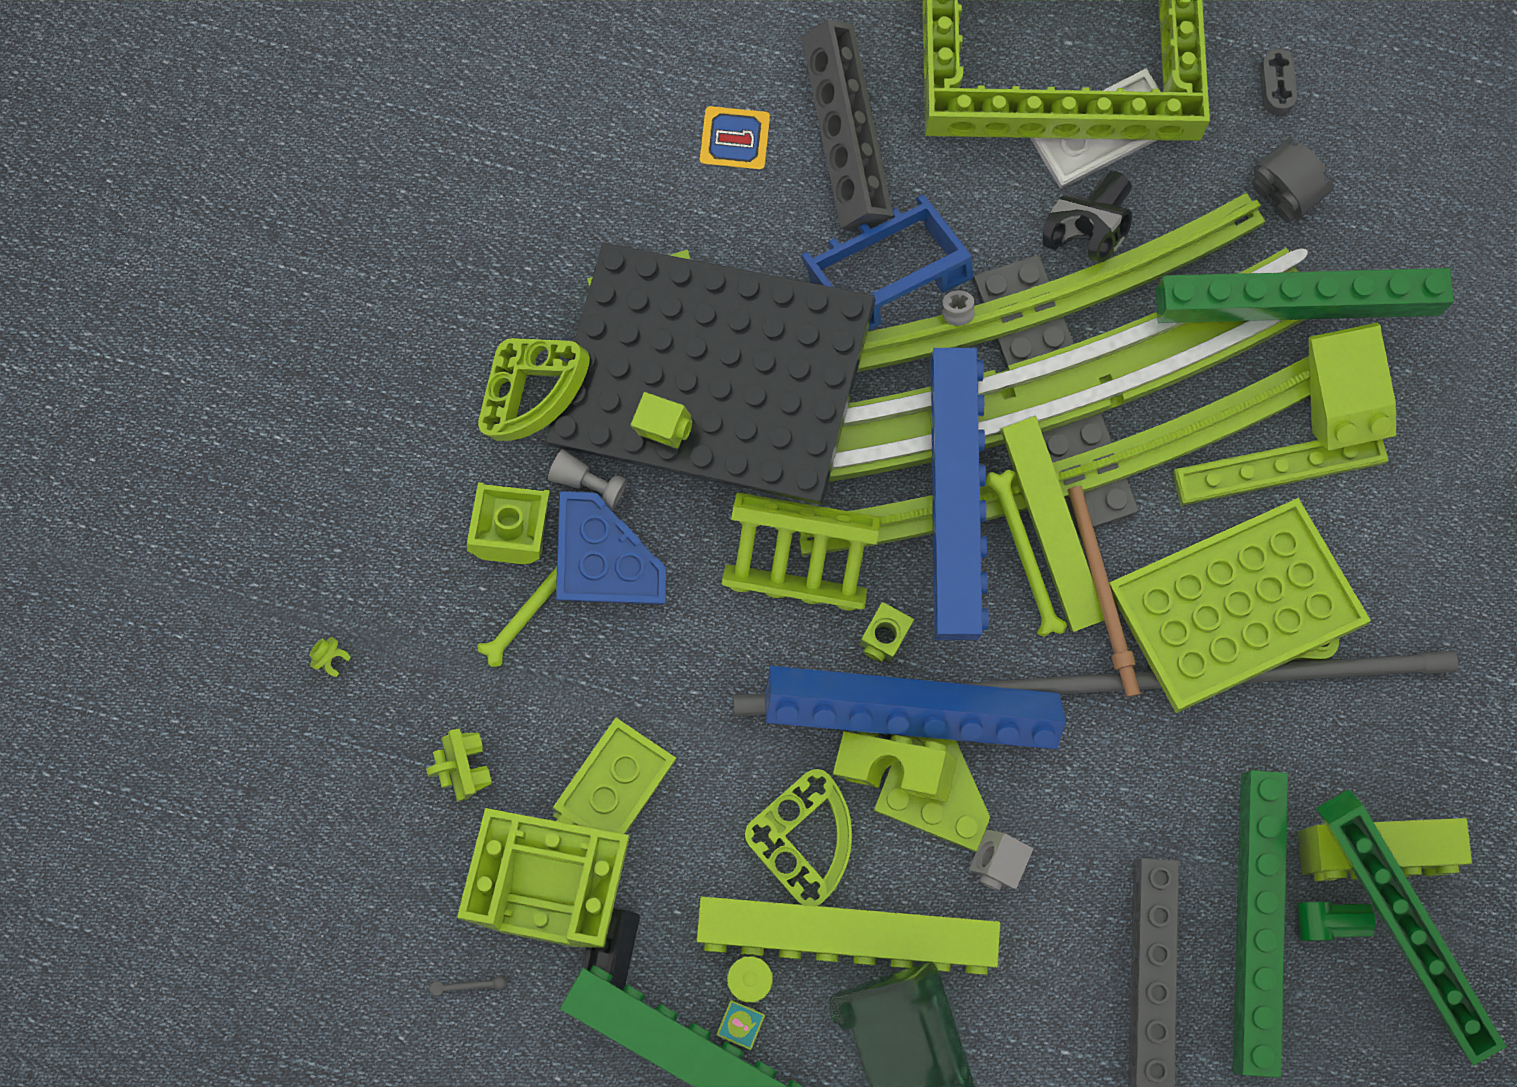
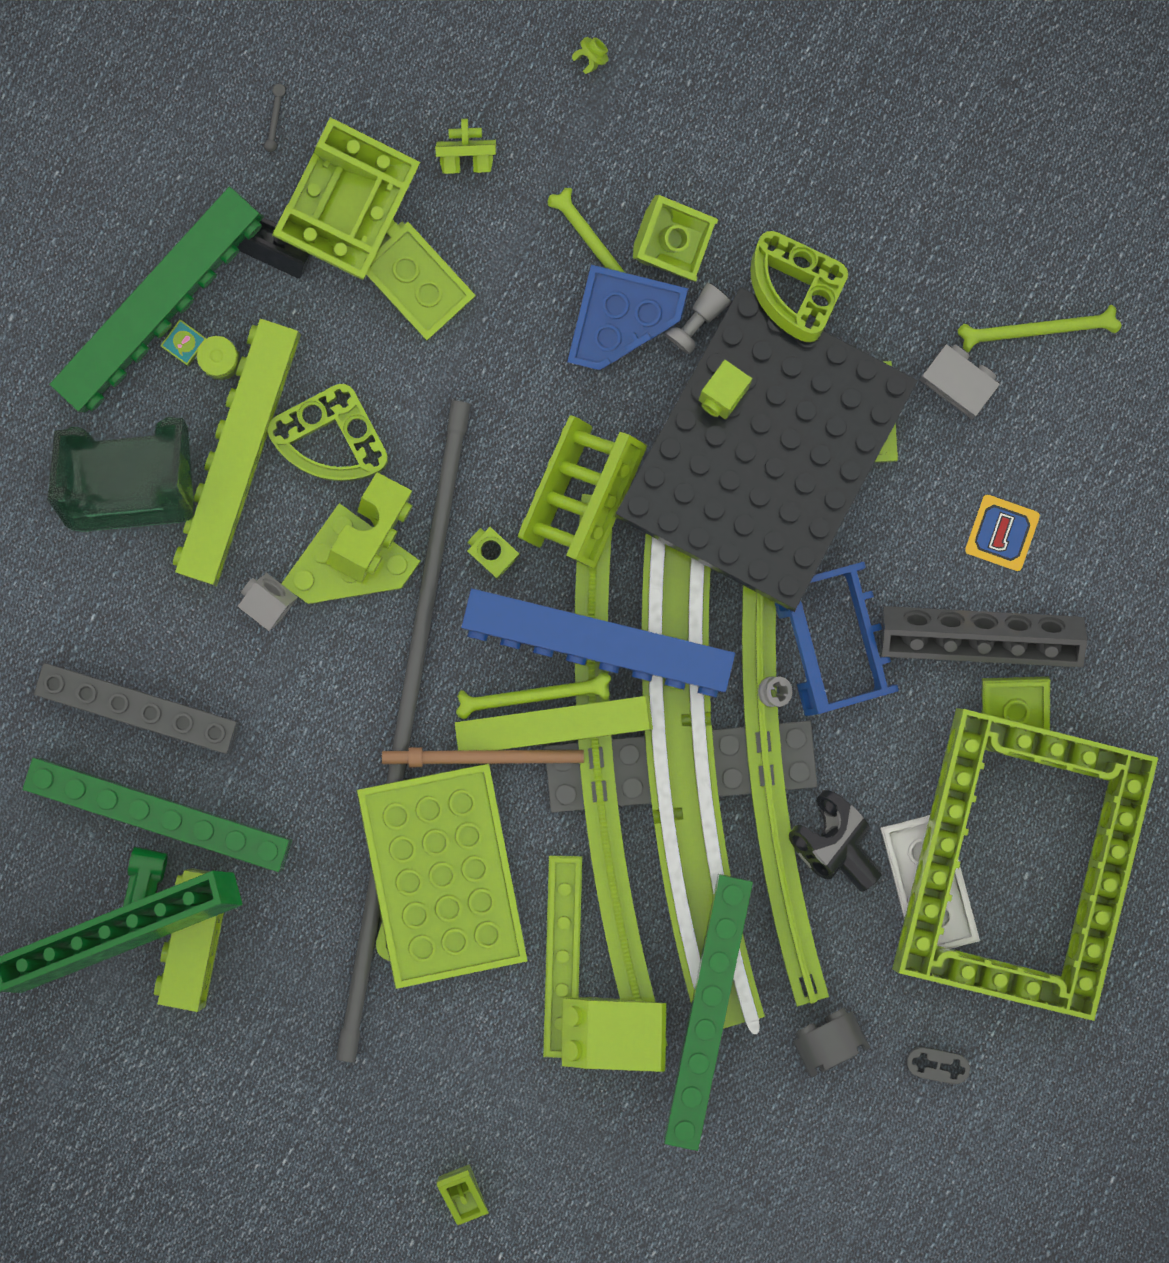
camera: 110 degrees right, 10 degrees up
(542, 206) = (1105, 320): none -> lime piece
(592, 206) = (960, 380): none -> light grey brick
(900, 82) = (1018, 699): none -> lime plate
(913, 707) = (416, 556): blue brick -> none

